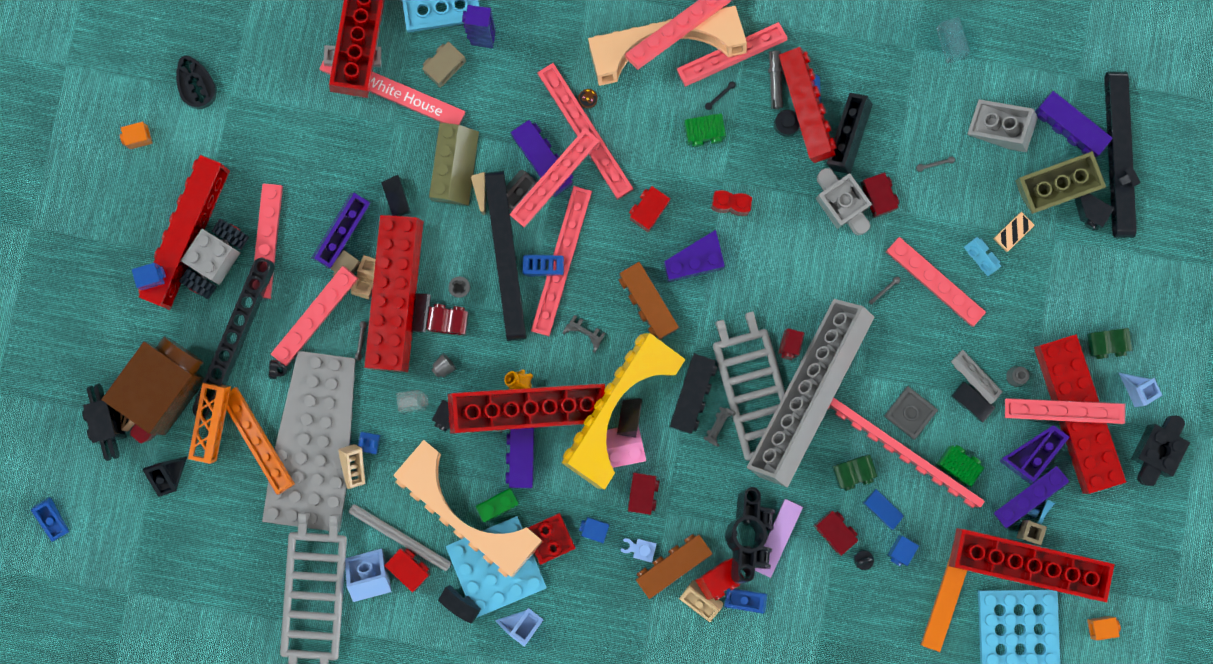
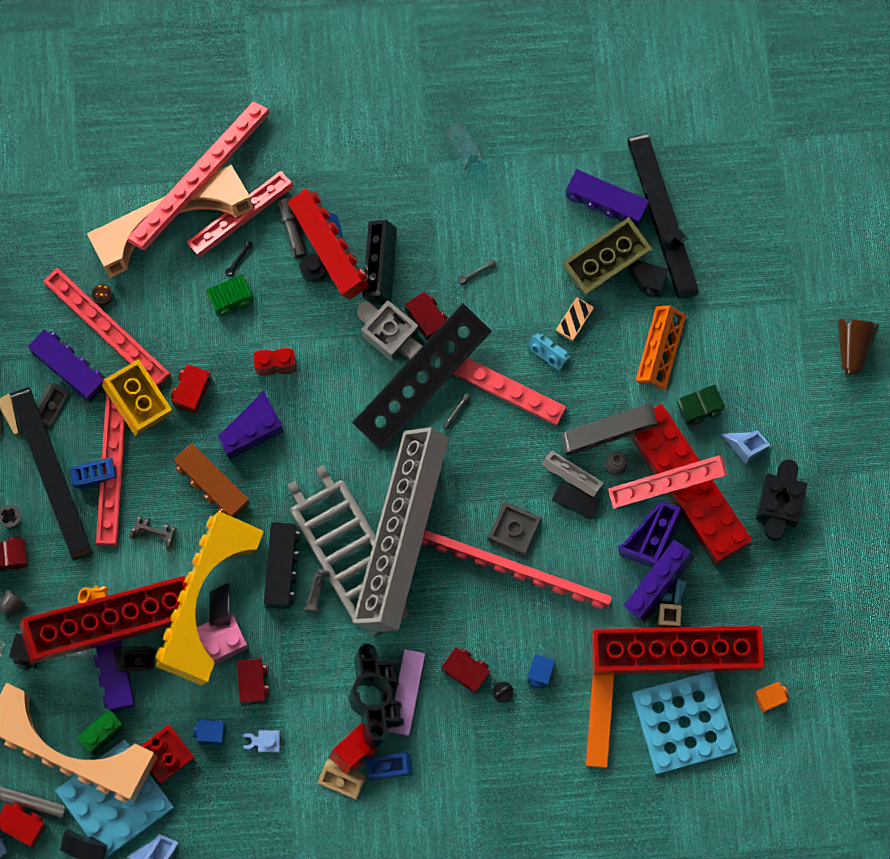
camera: 10 degrees left, 10 degrees down
(542, 445) = (134, 658): none -> black slope
(554, 178) = (83, 380): coral plate -> none
(599, 205) = (136, 397): none -> yellow brick
(673, 566) = (302, 749): dark orange brick -> none
(791, 344) = (370, 487): dark red brick -> none
(854, 472) = (470, 602): dark green brick -> none
(874, 257) = (408, 376): none -> black plate
(883, 509) = (510, 634): blue slope -> none
(960, 465) = (579, 568): green brick -> none
(1003, 124) = (536, 215): light grey slope -> none
(1022, 346) = (609, 429): none -> dark grey beam
(1084, 276) = (658, 344): none -> orange fence

